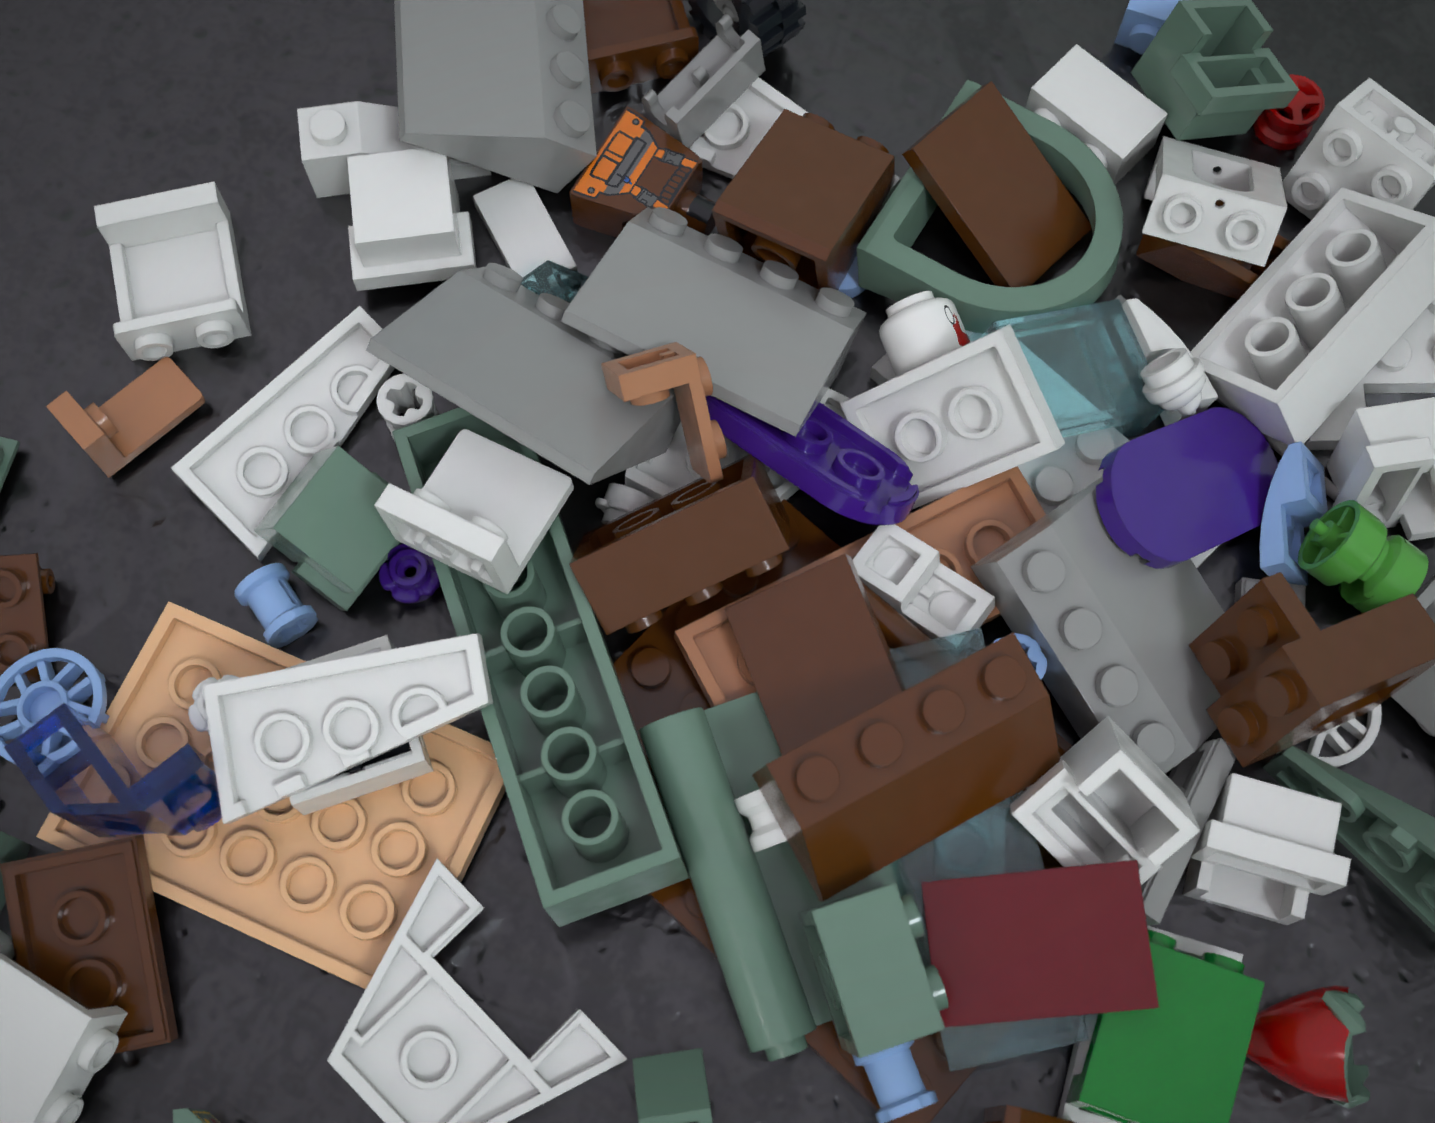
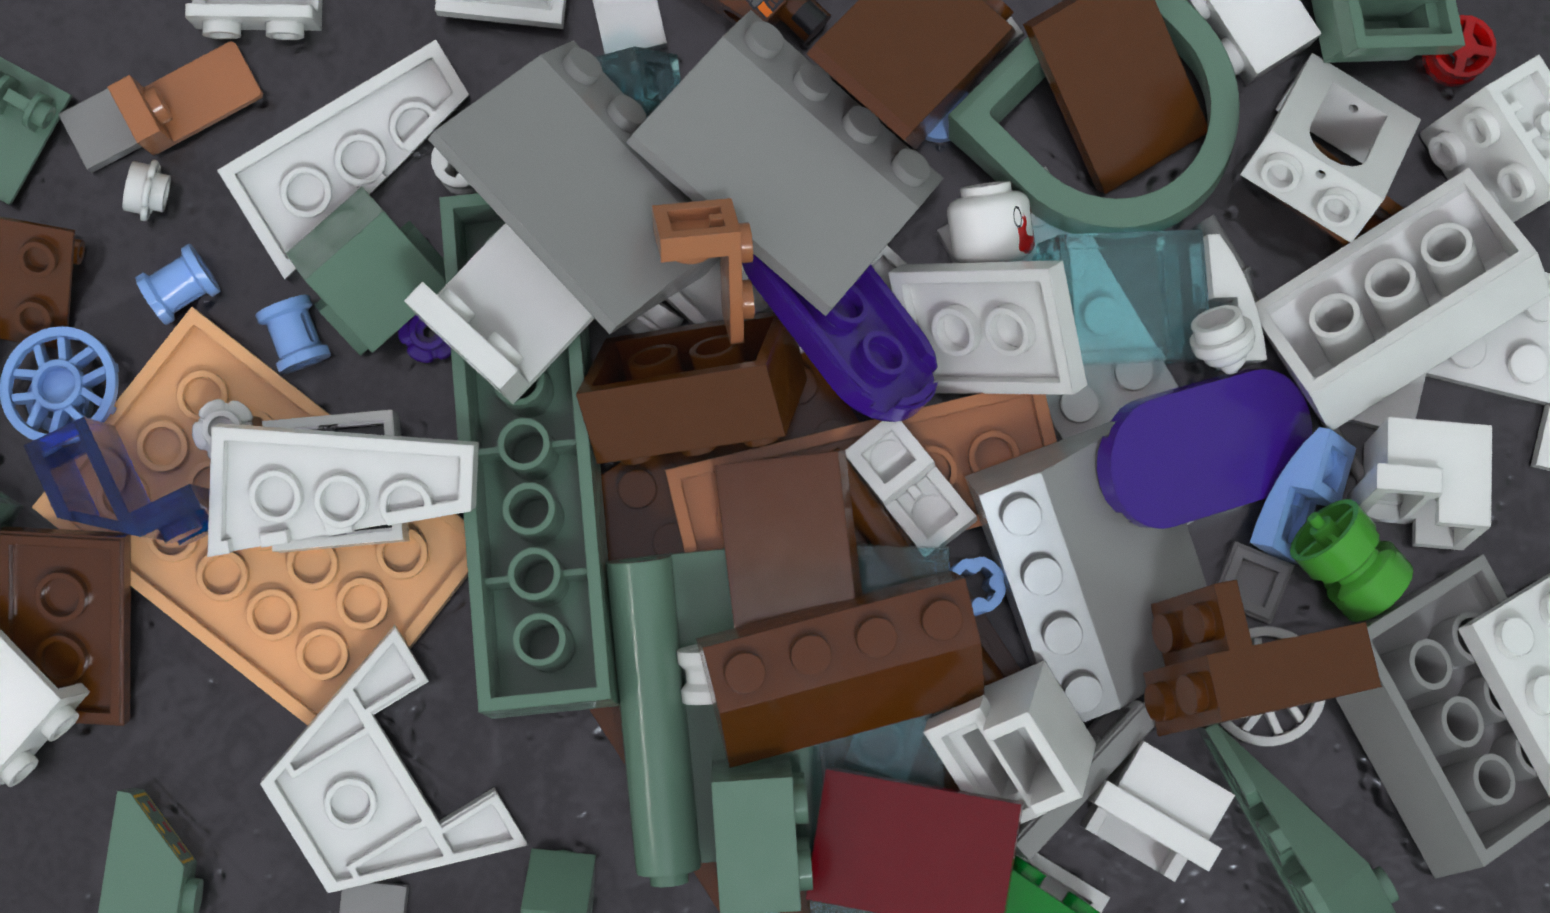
camera: 15 degrees right, 15 degrees up
(54, 465) = (98, 131): none -> light grey tile
(105, 507) = (146, 189): none -> white plate
(151, 586) = (177, 284): none -> light blue bush

